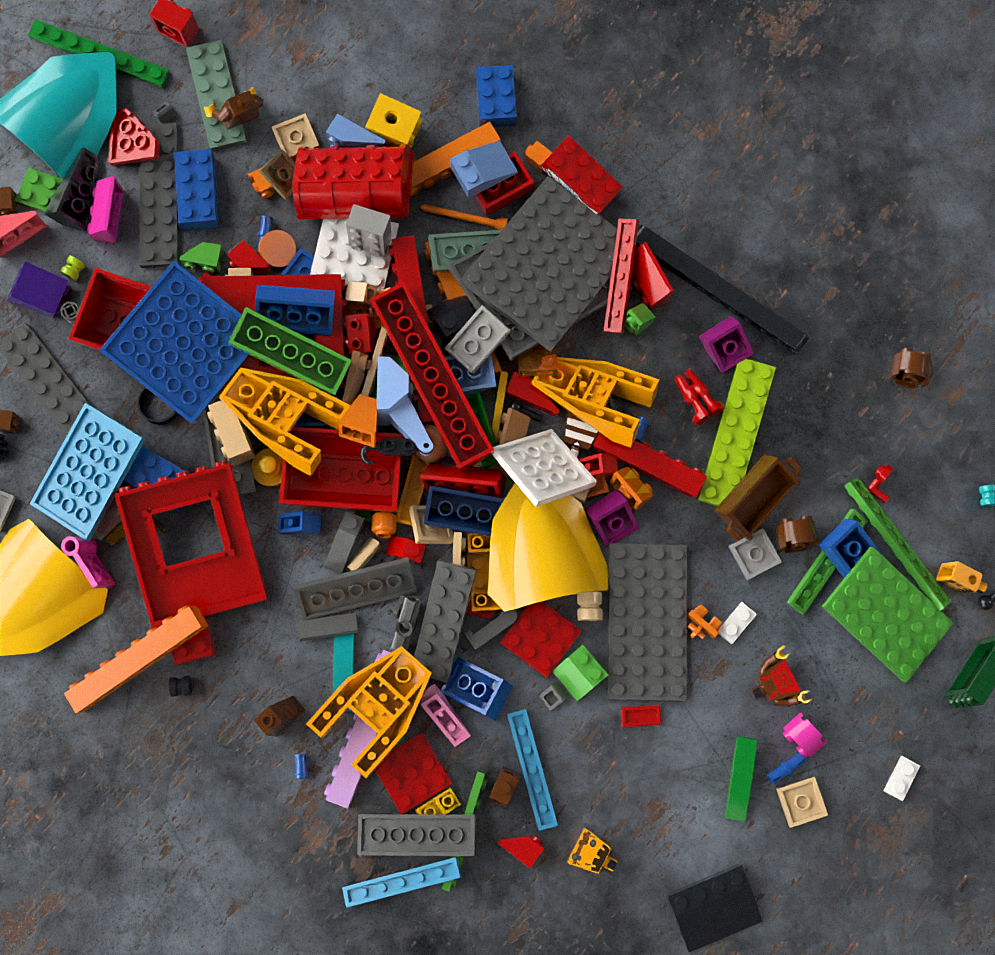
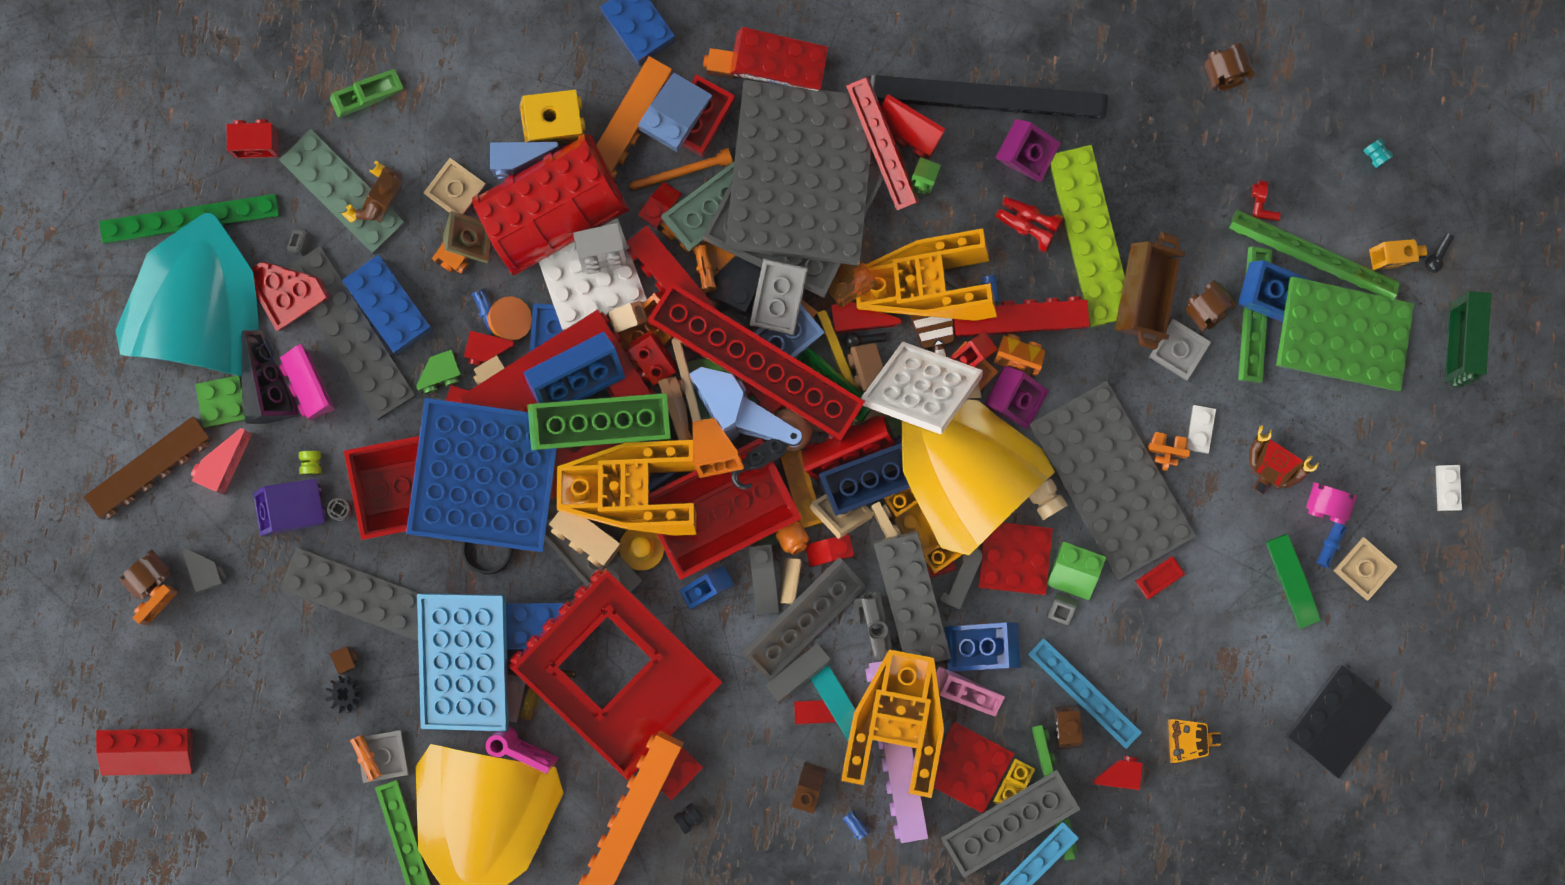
camera: 30 degrees left, 5 degrees up
(275, 36) = (365, 93): none -> bright green slope
(320, 662) = (812, 712): none -> red tile
(432, 226) = (659, 202): none -> red slope
(437, 291) = (705, 268): none -> orange pin

